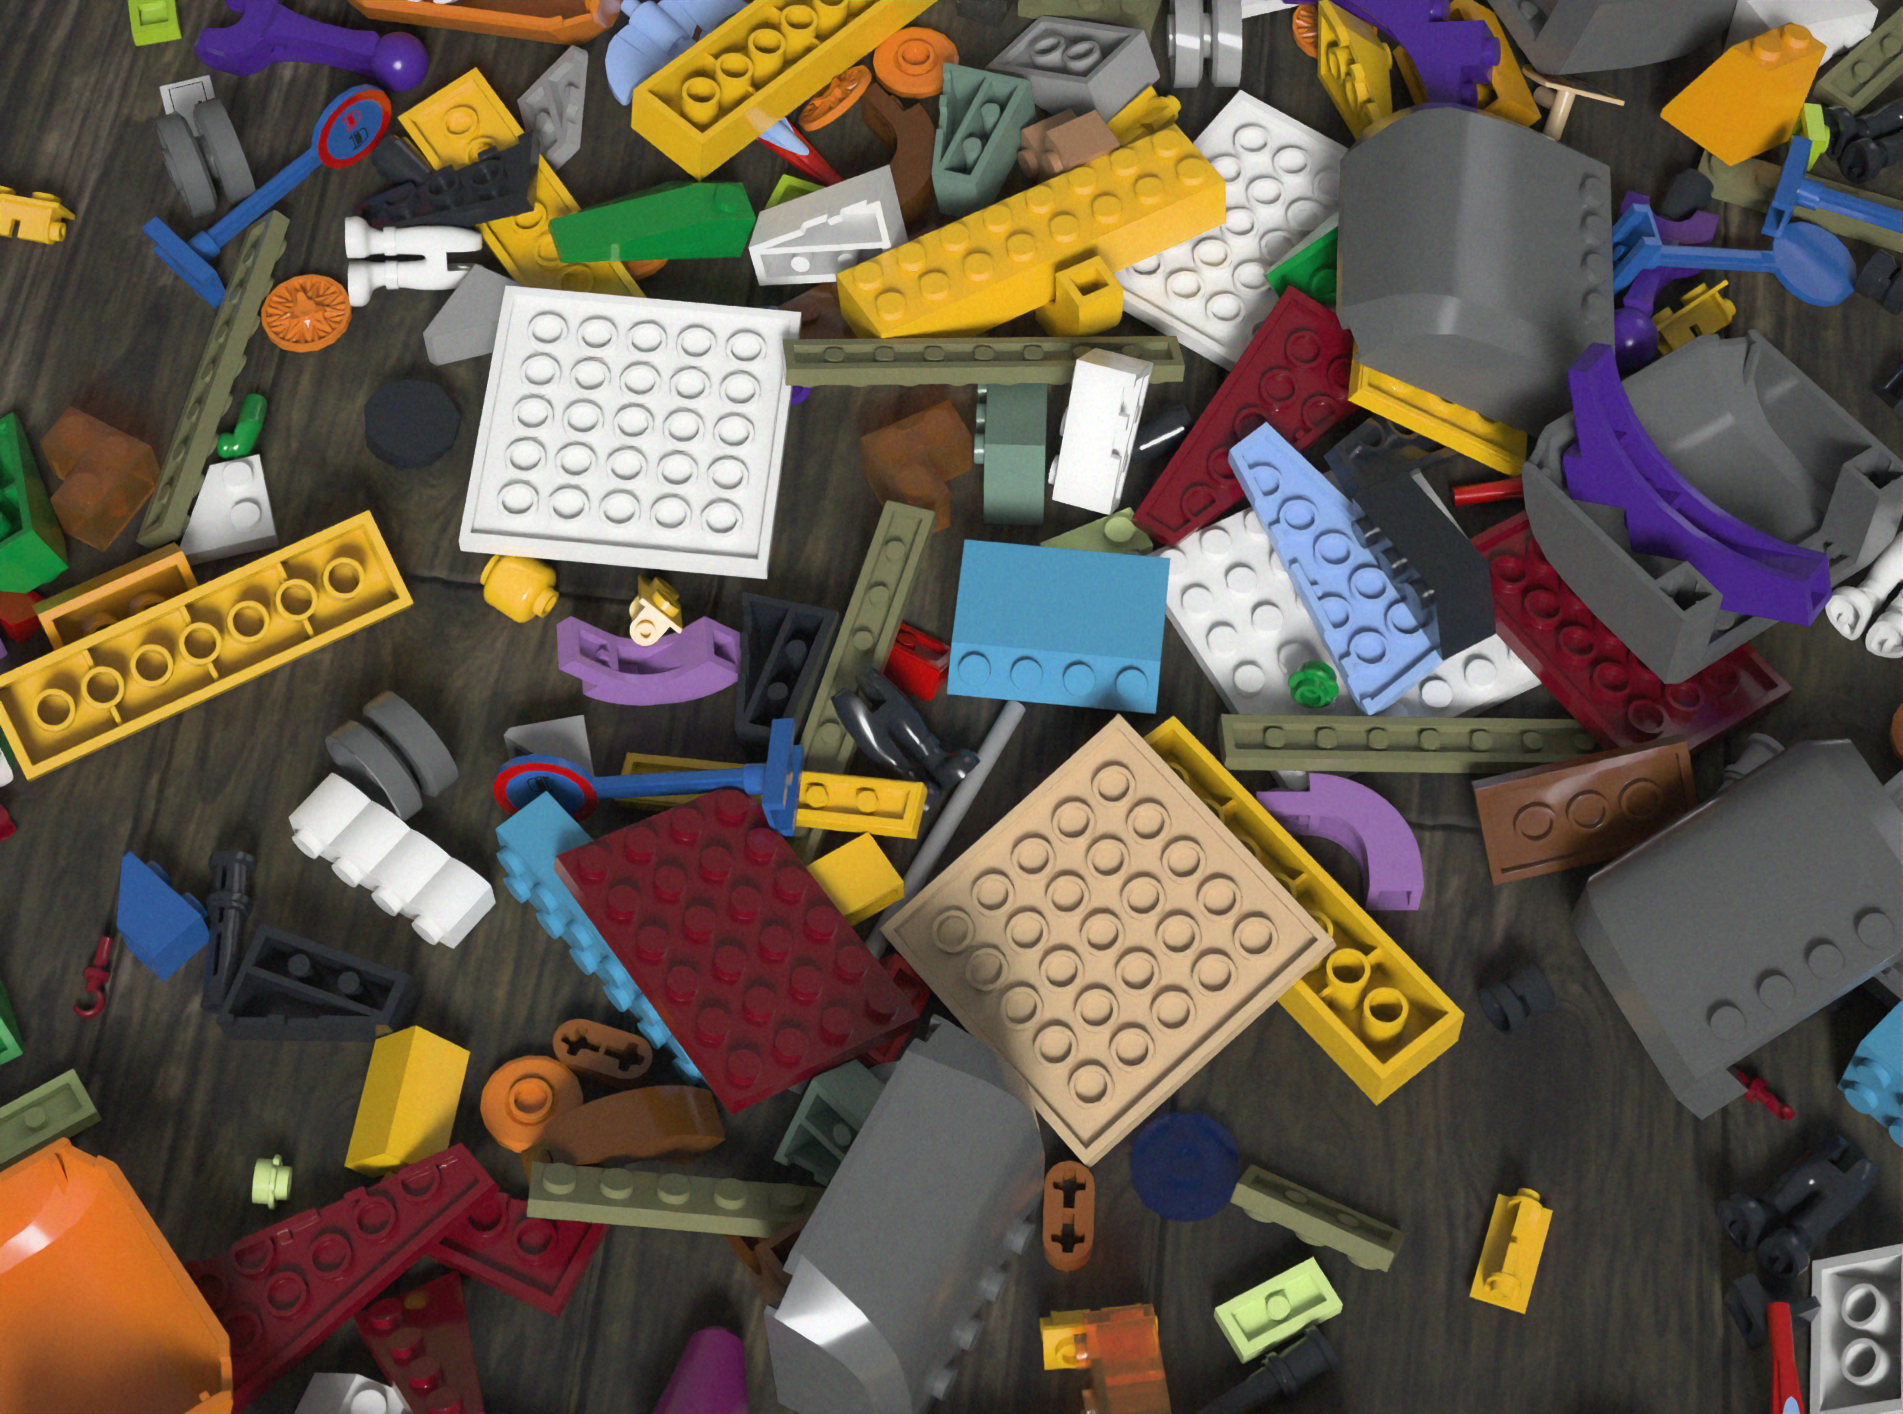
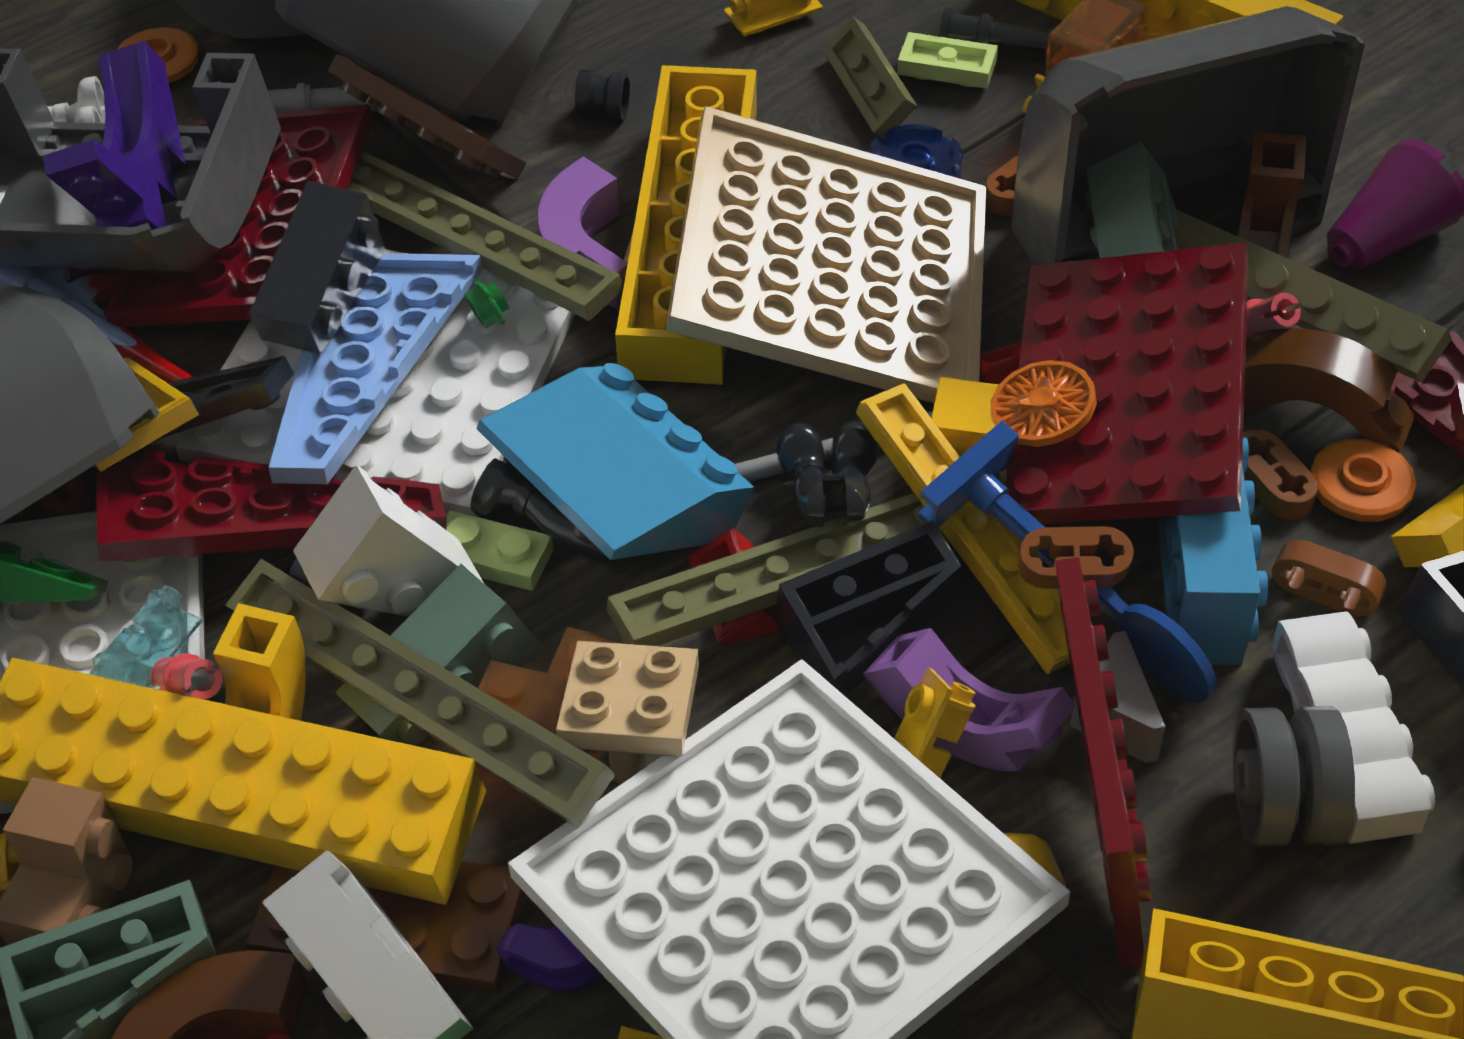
camera: 135 degrees left, 10 degrees down
(489, 975) = (1329, 578): none -> dark orange beam
(493, 629) = (1110, 780): none -> dark red wing
(649, 769) = (1073, 543): none -> dark orange beam
(713, 1155) = (1271, 314): none -> coral pin
(773, 855) = (1045, 402): none -> orange wheel
(842, 454) = (628, 702): none -> tan plate
(1132, 271) = (187, 676): none -> coral pin
(1199, 287) = (155, 634): none -> clear light blue hinge

